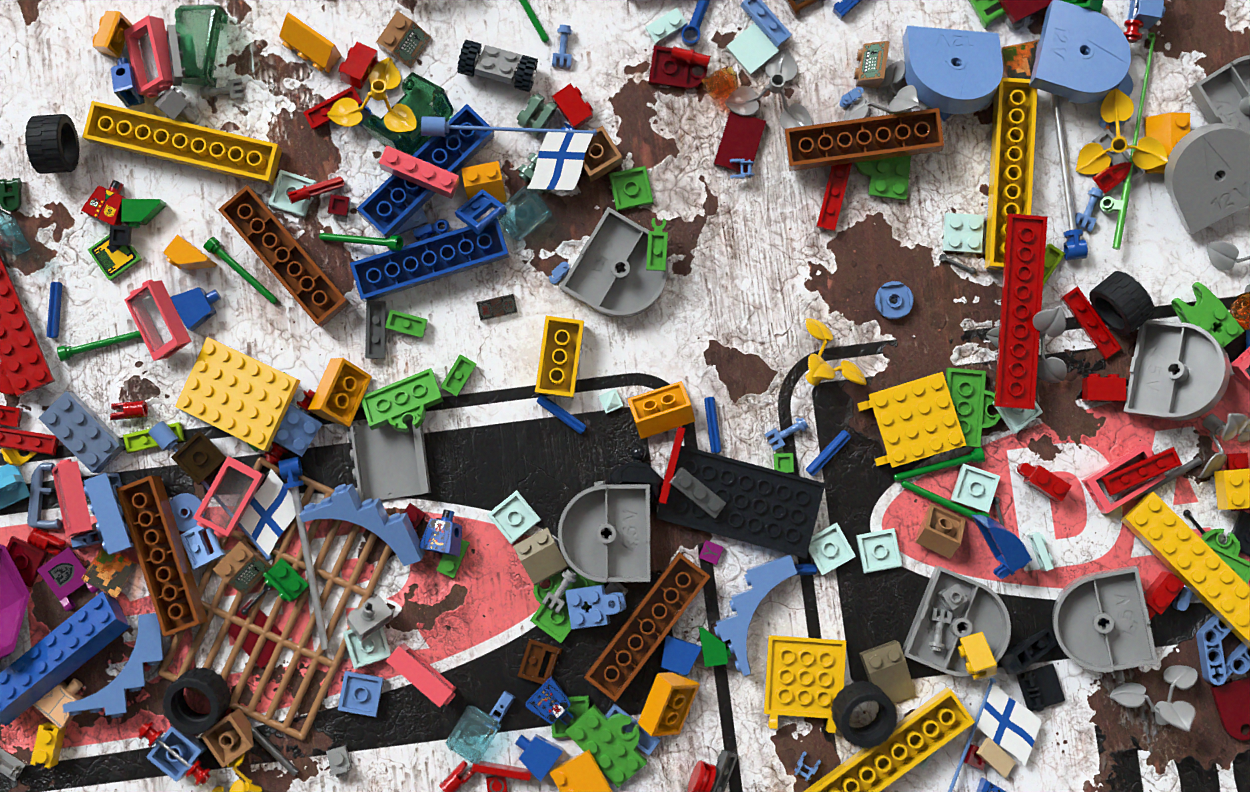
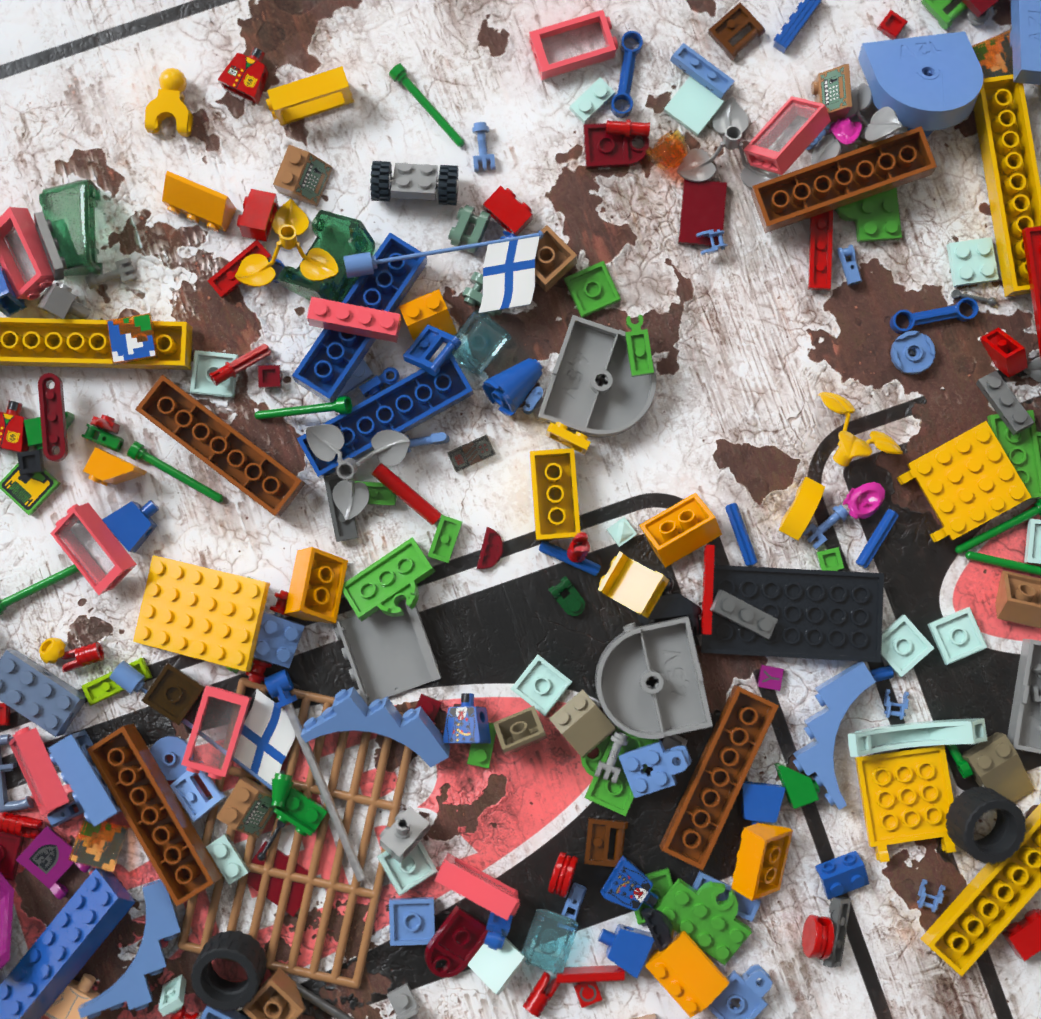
camera: 10 degrees left, 0 degrees up
(104, 398) = (52, 650): none -> yellow plate
(144, 712) = (172, 995): none -> light aqua plate
(147, 201) = (52, 417): none -> dark red plate
(187, 229) = (104, 439): none -> green bar
(191, 216) = (106, 423): none -> red plate
(215, 607) = (227, 859): none -> light aqua plate
(228, 149) = (132, 339): none -> tile
(273, 557) = (280, 789): none -> green cone
(384, 320) = (350, 496): none -> light grey plant
(394, 719) = (455, 942): none -> dark red tile
(424, 742) = (498, 965): none -> light aqua tile
(430, 715) = (499, 927): none -> blue plate
(433, 330) = (406, 494): none -> red piece
(471, 288) = (435, 438): none -> medium blue hinge
(486, 551) = (519, 730): none -> dark tan slope
(496, 393) = (491, 549): none -> dark red tile
(496, 681) = (563, 874): none -> red head
(544, 256) = (513, 385): none -> blue cone
(556, 453) = (573, 603): none -> dark green plate
(568, 742) = (659, 927): none -> black plate
(569, 408) = (578, 547): none -> red hinge
(576, 306) = (560, 434): none -> yellow plate
(609, 447) = (633, 584): none -> panel
(735, 732) = (842, 874): none -> blue bracket
(768, 413) = (802, 508): none -> yellow brick
(806, 596) = (888, 704): none -> medium blue piece
(822, 627) = (916, 735): none -> light aqua arch
(824, 418) = (865, 500): none -> dark pink hat
(825, 91) = (787, 135): none -> coral window
(856, 217) = (850, 268): none -> medium blue bar
(856, 654) = (962, 765): none -> green bar
(876, 97) = (845, 130): none -> dark pink hat
(919, 272) = (934, 315): none -> blue piece
(939, 14) = (892, 25): none -> red tile
(962, 359) = (1004, 402): none -> dark grey plate
(973, 316) = (1005, 352): none -> red slope

